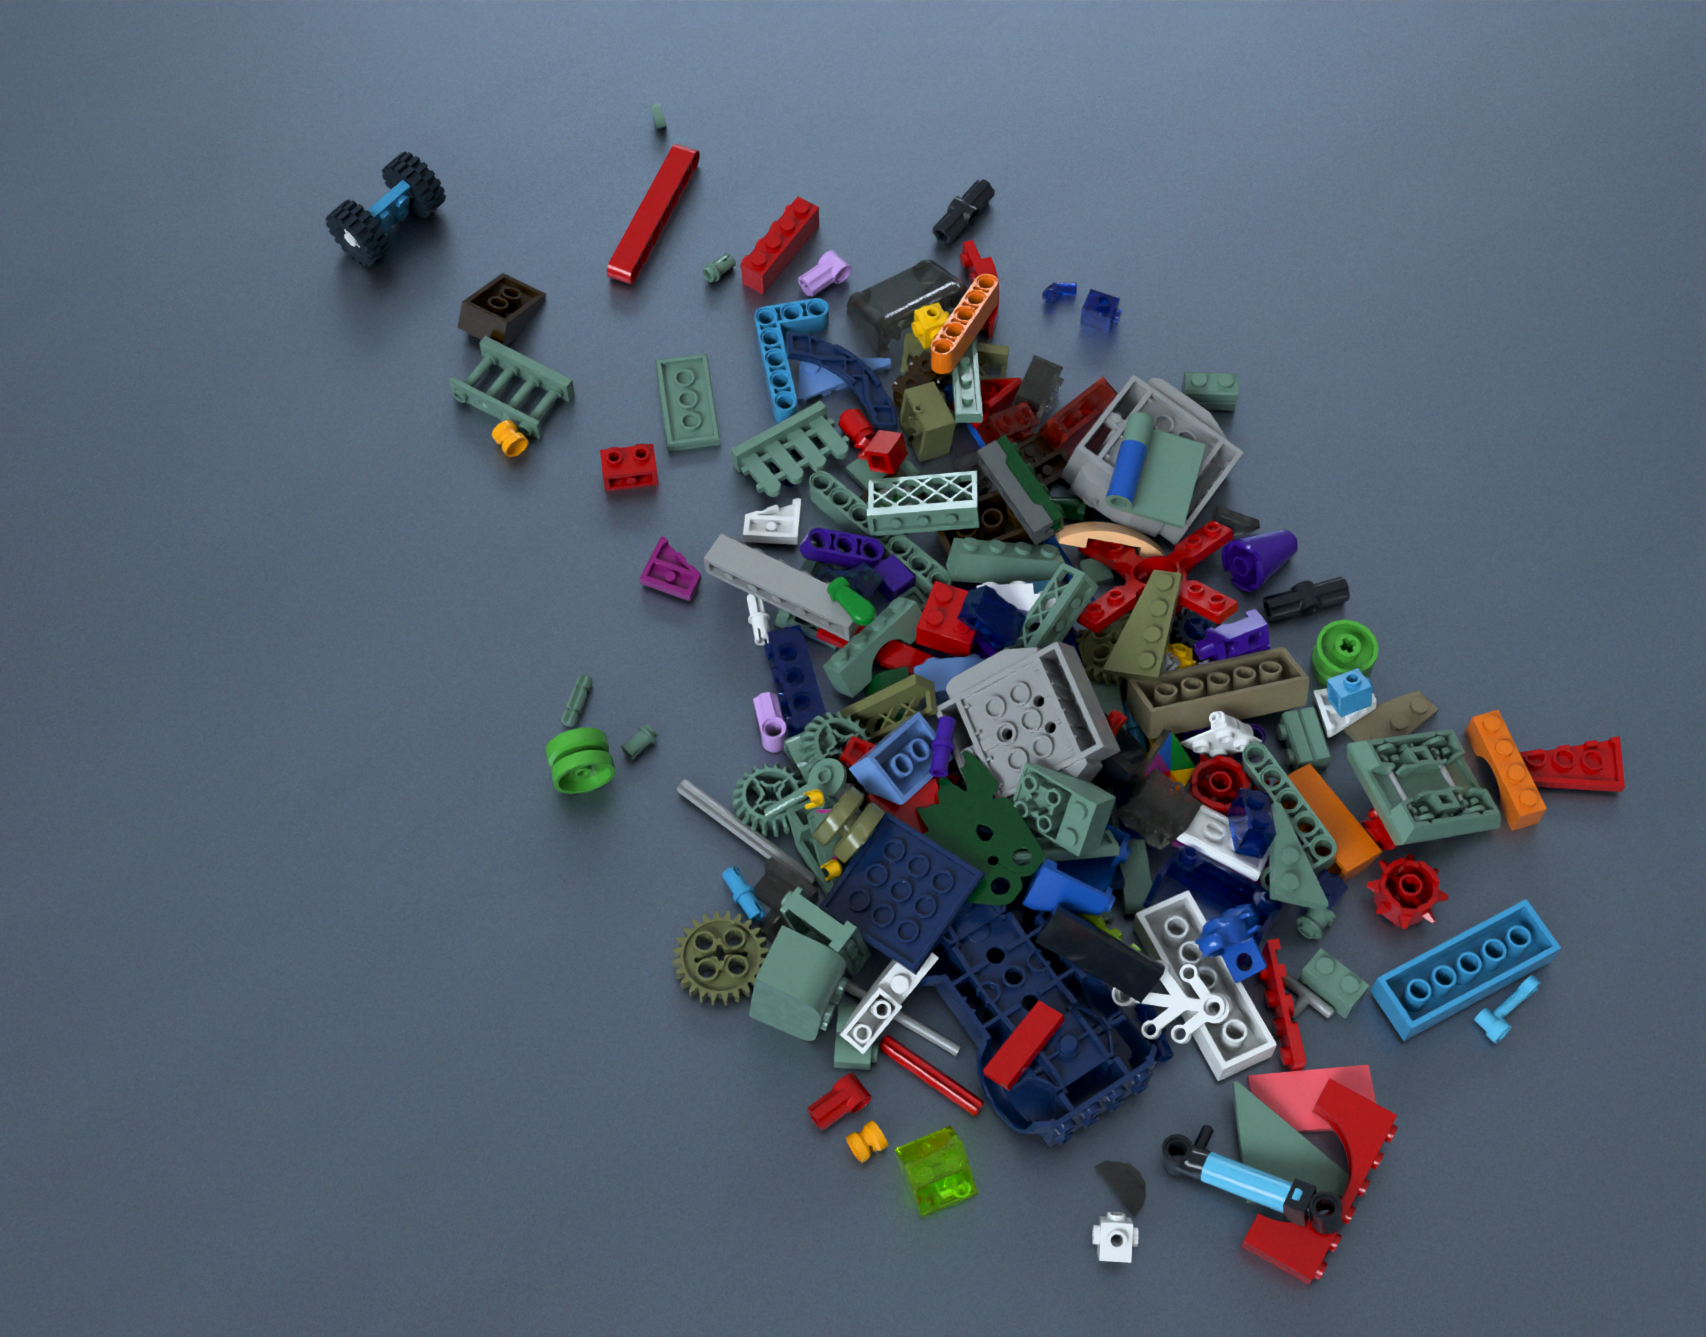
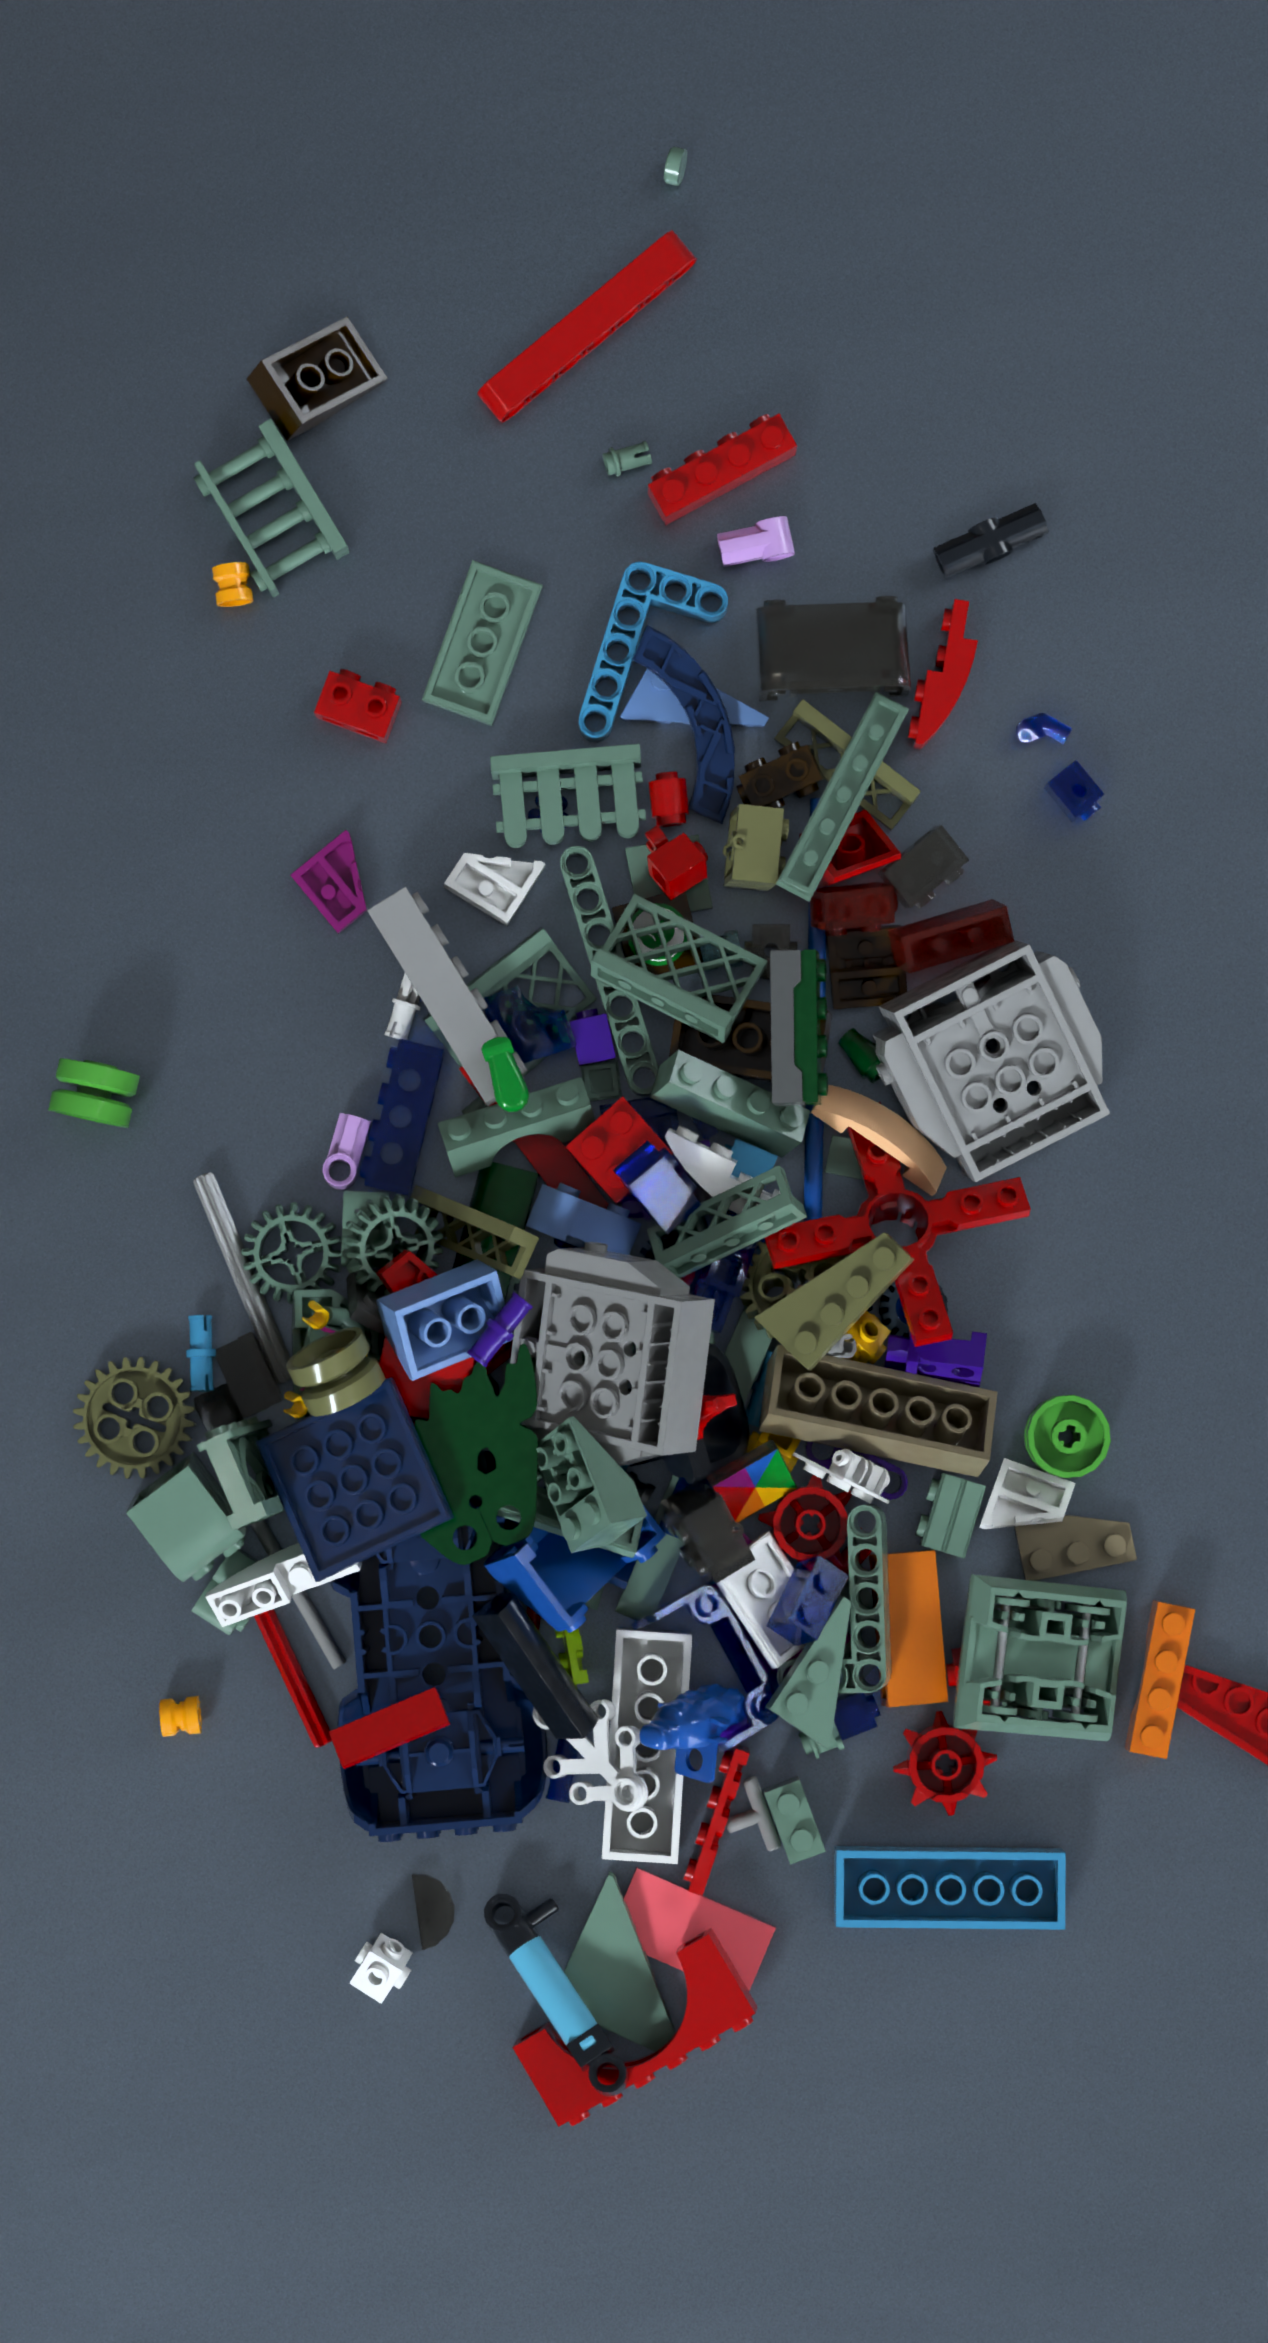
camera: 30 degrees right, 25 degrees up
(364, 232) = (288, 130): black plate -> none
(576, 701) = (136, 998): sand green axle -> none
(639, 741) = (181, 1093): sand green pin -> none
(826, 775) = (349, 1288): sand green piece -> none
(830, 554) = (533, 964): dark purple beam -> none
(845, 1097) = (185, 1654): red piece -> none
(928, 323) = (828, 729): yellow brick -> none
(936, 1171) = (236, 1788): clear neon green slope -> none
(964, 324) = (880, 727): orange beam -> none
(1154, 472) = (972, 1096): sand green door -> none
(1212, 389) = (1138, 986): sand green brick -> none
(1238, 522) = (1052, 1187): clear smoke tile -> none
(1257, 557) = (1051, 1253): dark purple cone -> none
(1306, 598) = (1074, 1334): black piece -> none
(1349, 692) = (1035, 1494): dark azure brick -> none
(1493, 1021) = (945, 1956): medium azure brick -> none

